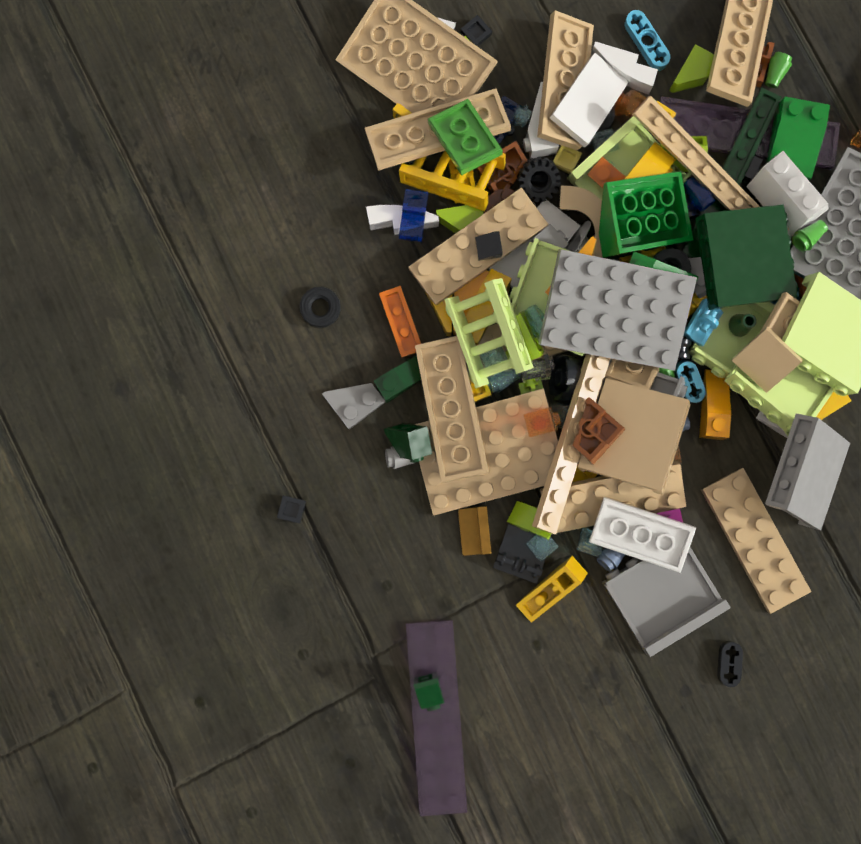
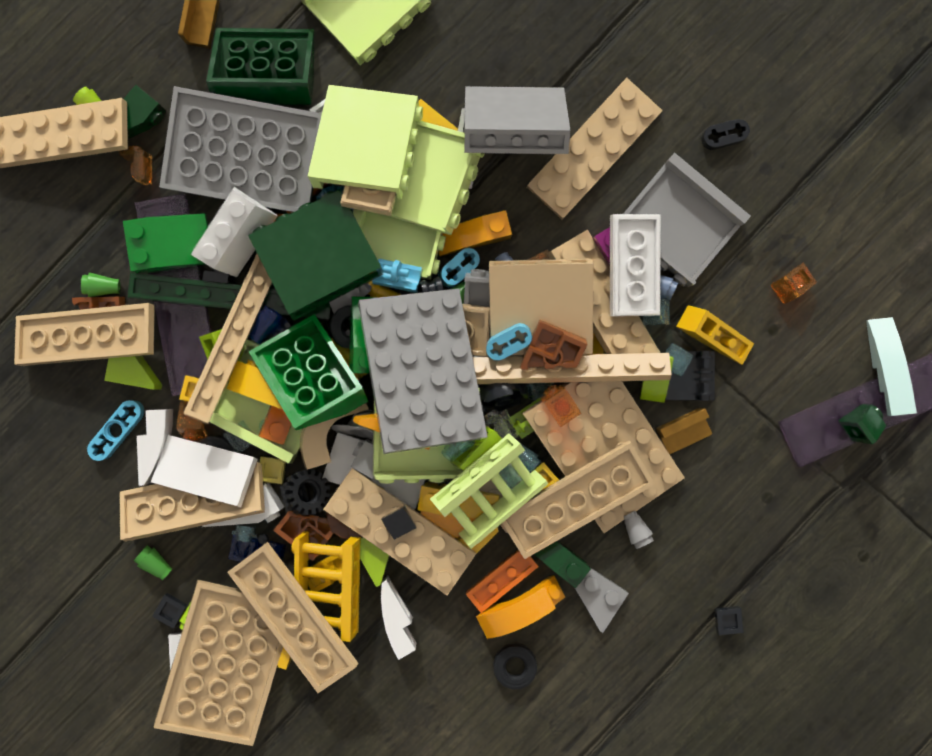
camera: 105 degrees left, 5 degrees up
(371, 329) = (522, 610): none -> light orange arch
(410, 441) = (622, 529): dark green slope -> none
(413, 215) = (391, 608): clear blue slope -> none
(465, 136) = (293, 588): bright green tile -> none
(468, 738) = (891, 366): none -> light aqua slope
(522, 31) = (152, 562): none -> bright green cone
(574, 677) = (793, 283): none -> clear orange bracket
(608, 396) = (506, 336): none -> medium azure beam
(741, 324) = (384, 241): dark green cone -> none
(767, 359) = (418, 199): tan tile -> none
(807, 237) = (271, 198): bright green cone -> none

